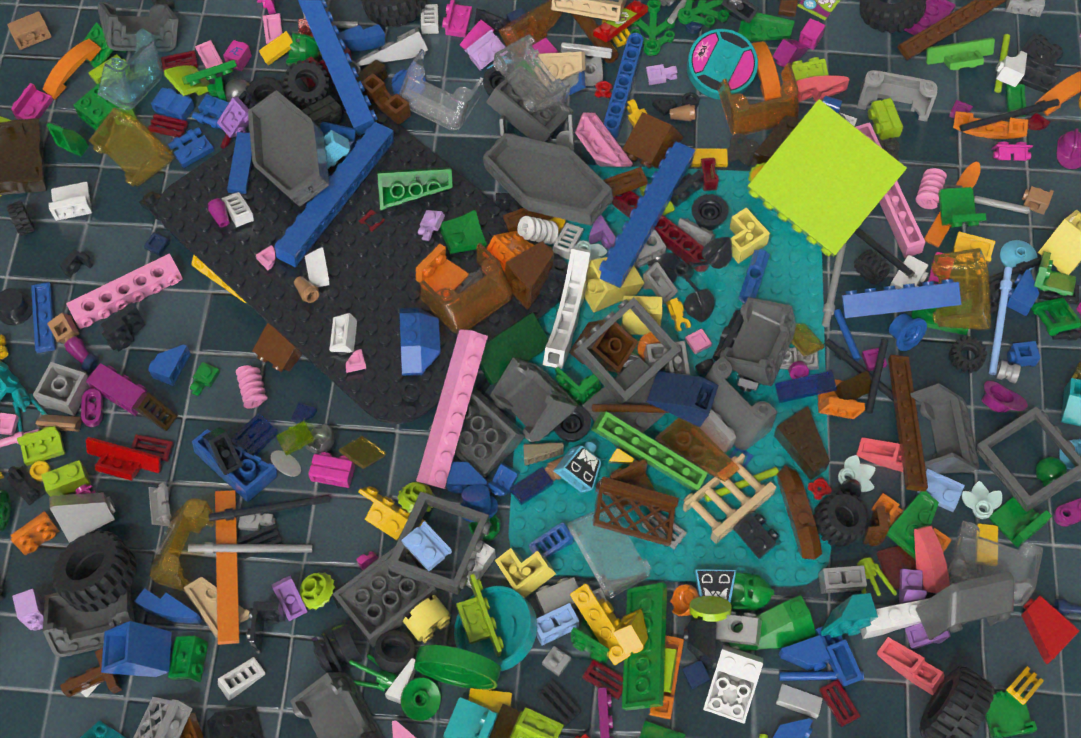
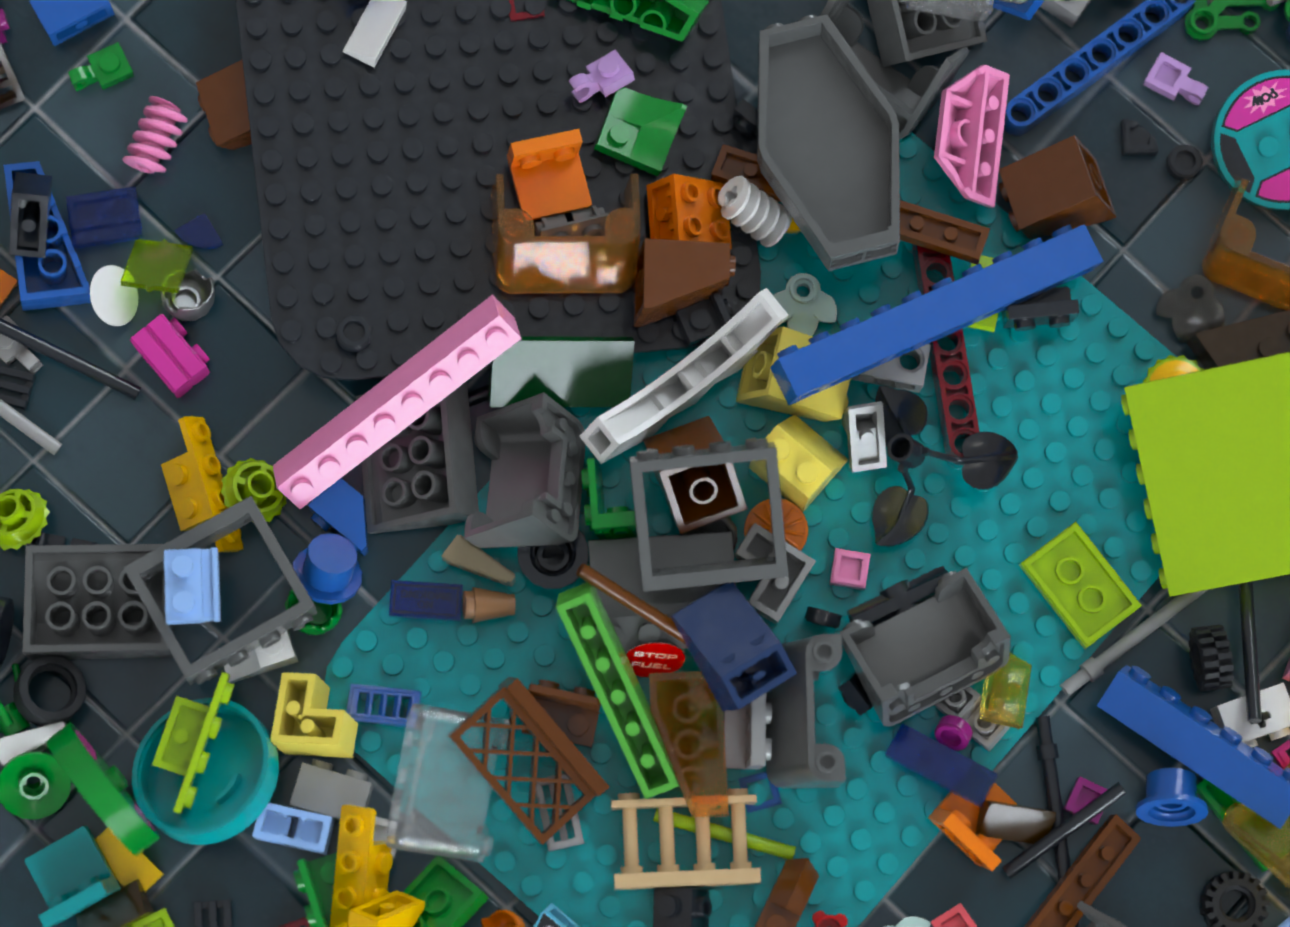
camera: 30 degrees right, 15 degrees up
(307, 291) = (330, 54): medium nougat cone -> none
(343, 333) = (331, 165): white slope -> none
(355, 362) = (312, 225): bright pink tile -> none
(362, 452) = (232, 362): clear yellow piece -> none
(365, 561) = (110, 527): dark pink tile -> none
(418, 340) = (429, 256): blue wedge -> none
(427, 618) = (127, 681): light yellow brick -> none
(503, 480) = (393, 560): blue bracket -> none
(556, 661) = (259, 877): light grey tile -> none
(562, 251) = (769, 270): white slope -> none
(580, 467) = (511, 629): torso -> none
(602, 232) = (851, 281): medium lavender slope -> none
(603, 85) = (1065, 30): red plate -> none
(621, 457) = (571, 666): yellow slope -> none
(634, 112) = (1079, 123): yellow plate -> none
(653, 428) = (655, 658): none -> red sticker
(675, 309) = (855, 496): yellow plate -> none
(683, 113) = (1153, 176): medium nougat cone -> none
(701, 234) = (987, 379): light grey hinge -> none
(709, 211) = (1040, 377): black piece -> none
(710, 179) = (1102, 302): dark red piece -> none
(719, 154) = (1129, 282): yellow tile -> none
(749, 235) = (1067, 468): light yellow brick -> none
(756, 268) = (1036, 522): blue piece -> none
(795, 279) = (1080, 585): none -> lime tile
(803, 443) = (861, 846): dark brown wedge -> none
(847, 335) = (1083, 731): blue bar -> none

